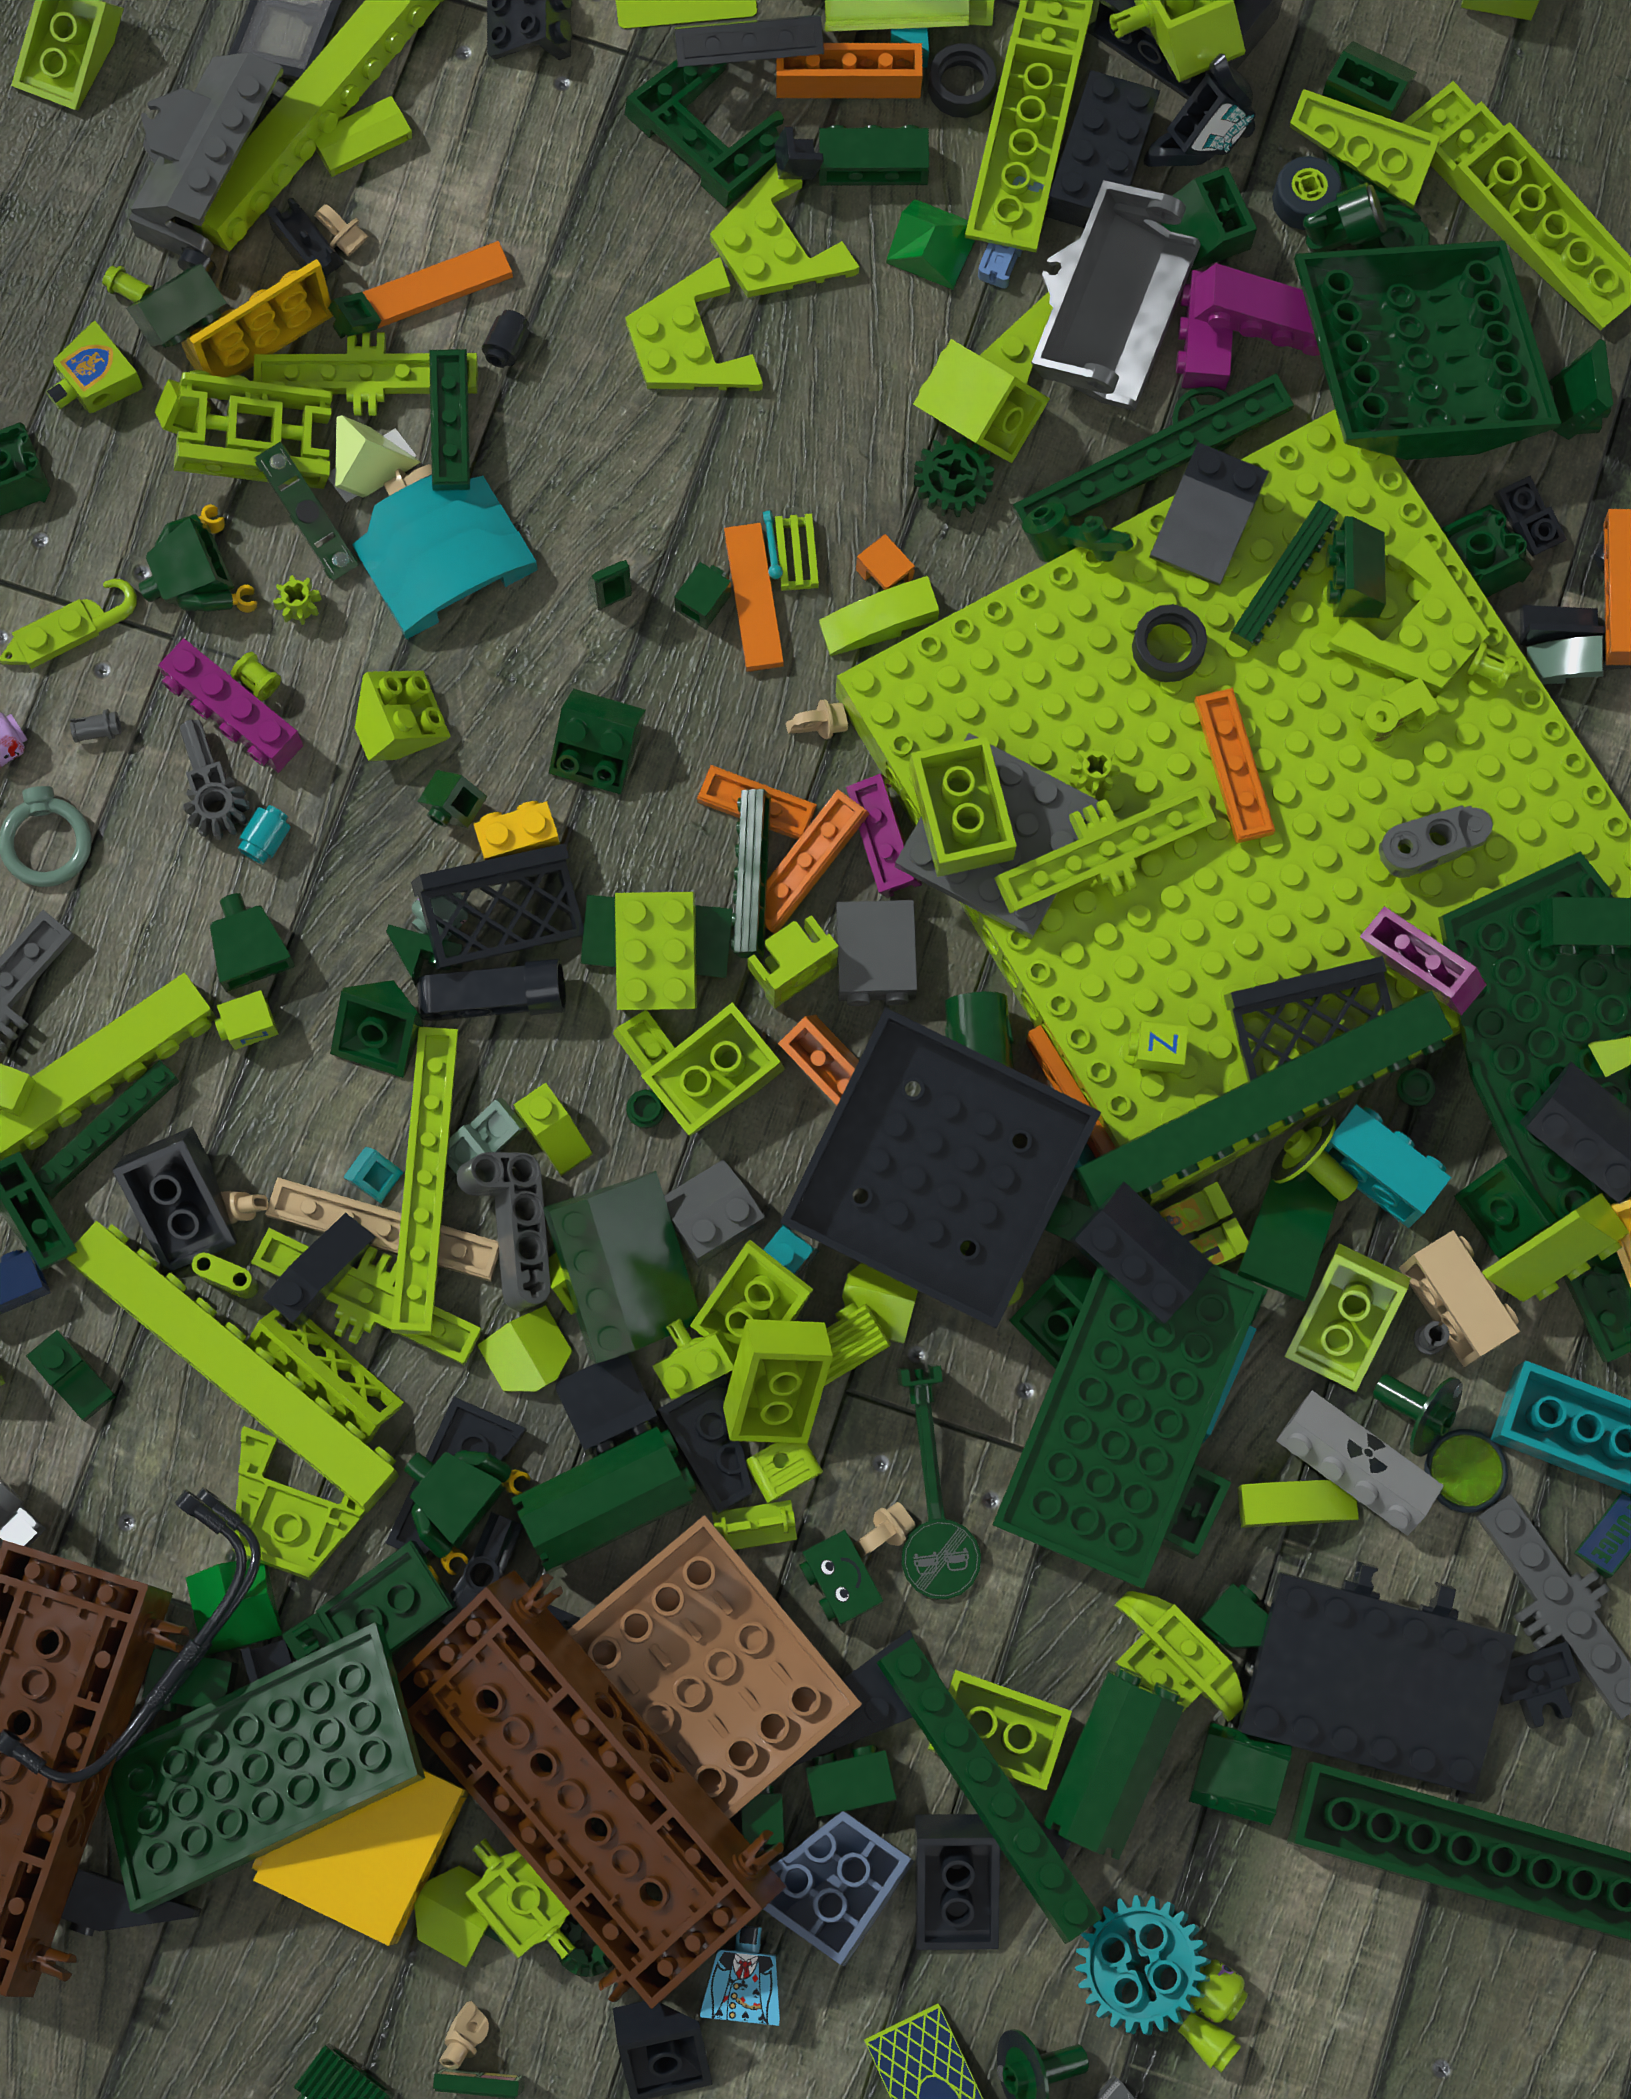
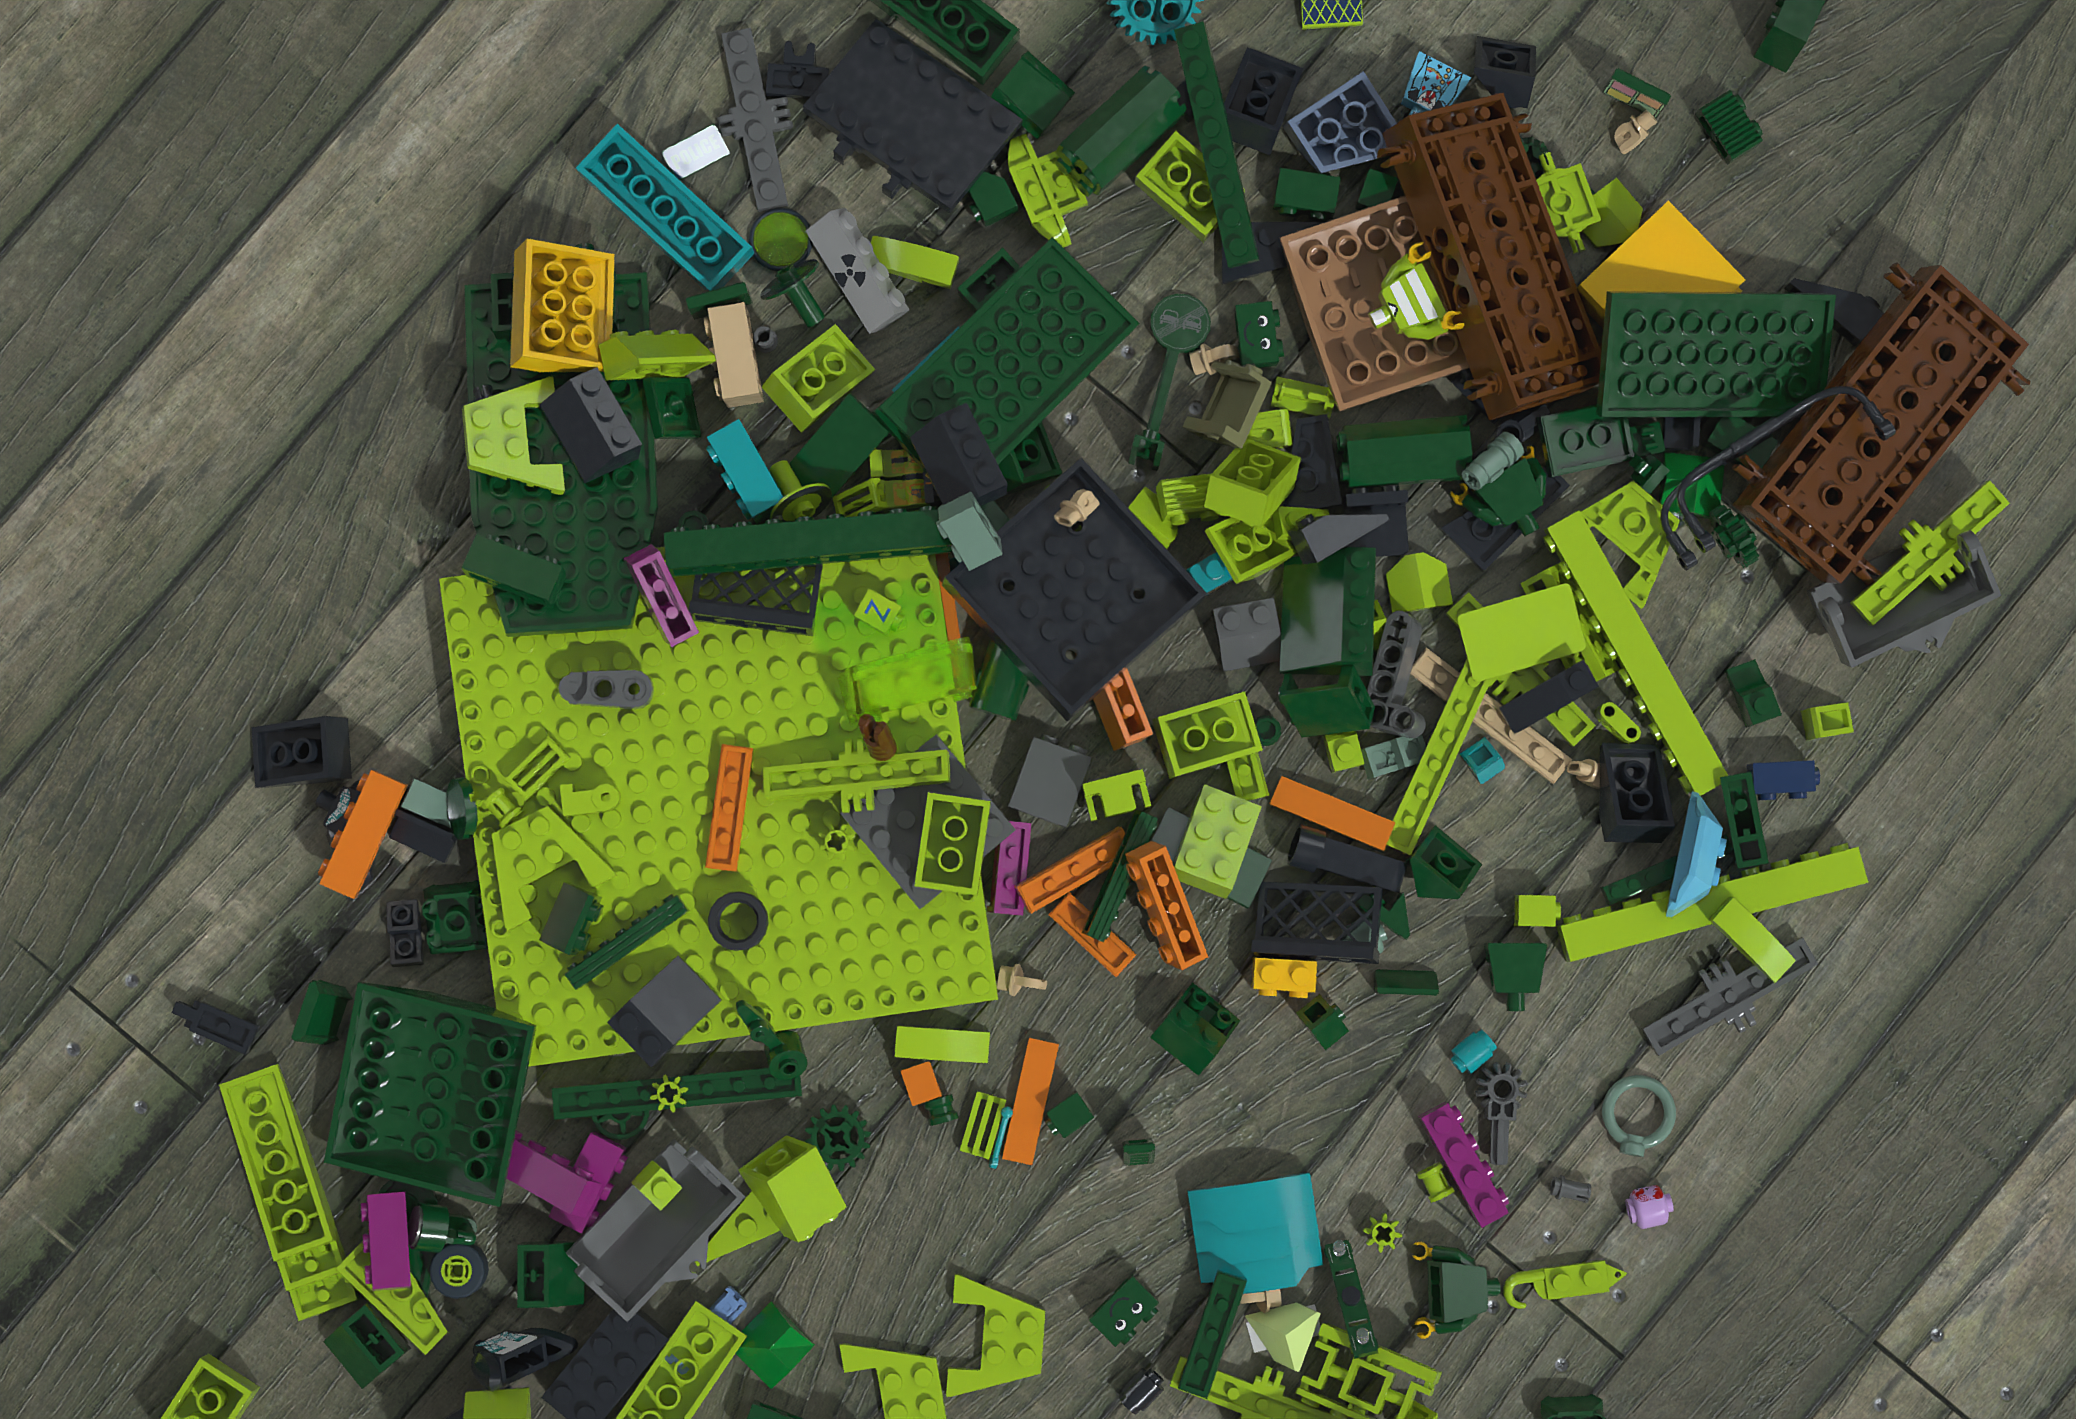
camera: 155 degrees left, 10 degrees up
(73, 1144) = (1697, 857): none -> medium azure wedge
(159, 1554) = (1733, 536): none -> dark green gear
(293, 1597) = (1648, 472): none -> dark green tile
(370, 882) = (1406, 982): none -> dark green slope
(380, 1331) = (1521, 632): none -> lime sticker
(397, 715) = (1338, 1108): lime slope -> none
(493, 1517) = (1491, 463): none -> sand green axle
(529, 1040) = (1332, 813): none -> orange tile
(558, 412) = (1124, 1311): none -> dark green brick
(558, 1156) = (1328, 707): none -> dark green panel
(662, 1354) = (1324, 535): none -> black slope
(666, 1682) = (1412, 301): none -> lime torso
(683, 854) = (1166, 905): none -> orange brick
(838, 1472) = (1231, 405): none -> olive panel
(848, 545) = (940, 1110): none -> dark green wheel
(975, 1265) = (1077, 508): none -> tan piece
(1088, 973) = (909, 679): none -> clear neon green windscreen
(1095, 1166) = (969, 531): none -> sand green brick
(1100, 890) = (877, 738): none -> reddish brown hinge
(1133, 346) = (656, 1185): none -> lime brick
(1163, 433) = (664, 1101): none -> lime gear
(1224, 1192) = (874, 496): none -> lime tile
(1399, 182) = (386, 1241): none -> magenta brick
(1460, 754) = (556, 749): none -> lime tile
(1508, 1357) = (728, 295): none -> dark green tile
(1534, 656) = (461, 810): none -> dark green tile

